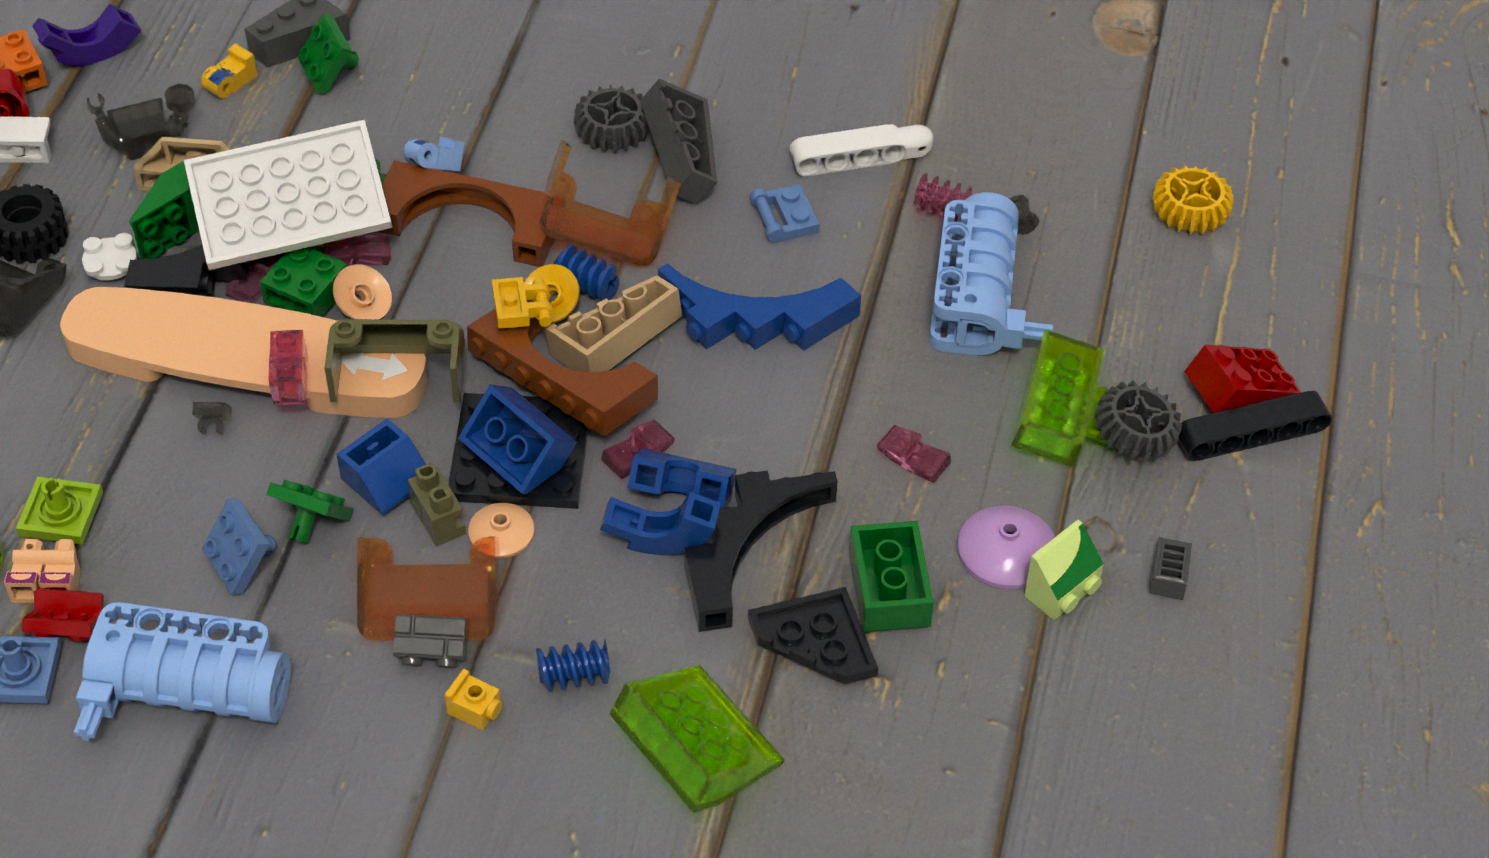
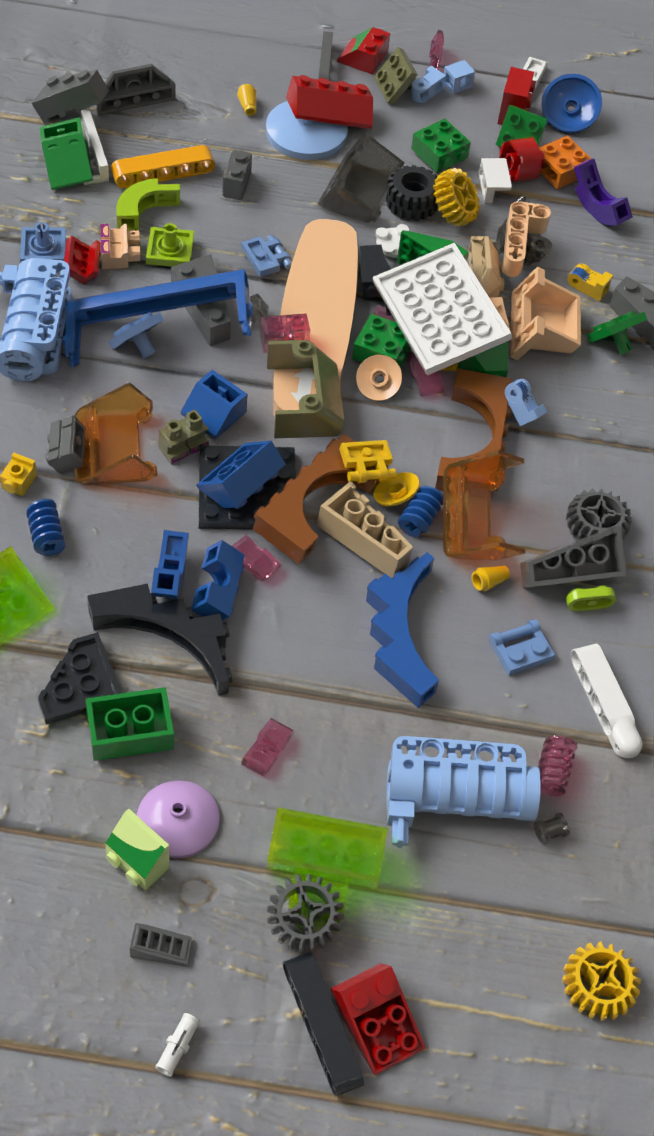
camera: 80 degrees right, 5 degrees up
(57, 172) = (456, 197): none -> yellow gear
(102, 399) = (261, 257): none -> medium blue plate
(156, 117) = (522, 219): none -> light nougat beam
(180, 470) = (211, 317): none -> dark grey wedge
(190, 481) = (155, 299): none -> blue piece
(281, 111) = (544, 317): none -> light nougat windscreen
(309, 505) = (175, 365): green plate -> none
(513, 535) = (176, 490): light nougat dish -> none
(688, 226) = (489, 577): none -> yellow cone
(725, 151) = (590, 599): none -> lime plate
(1288, 553) = (168, 1061): none -> white pin

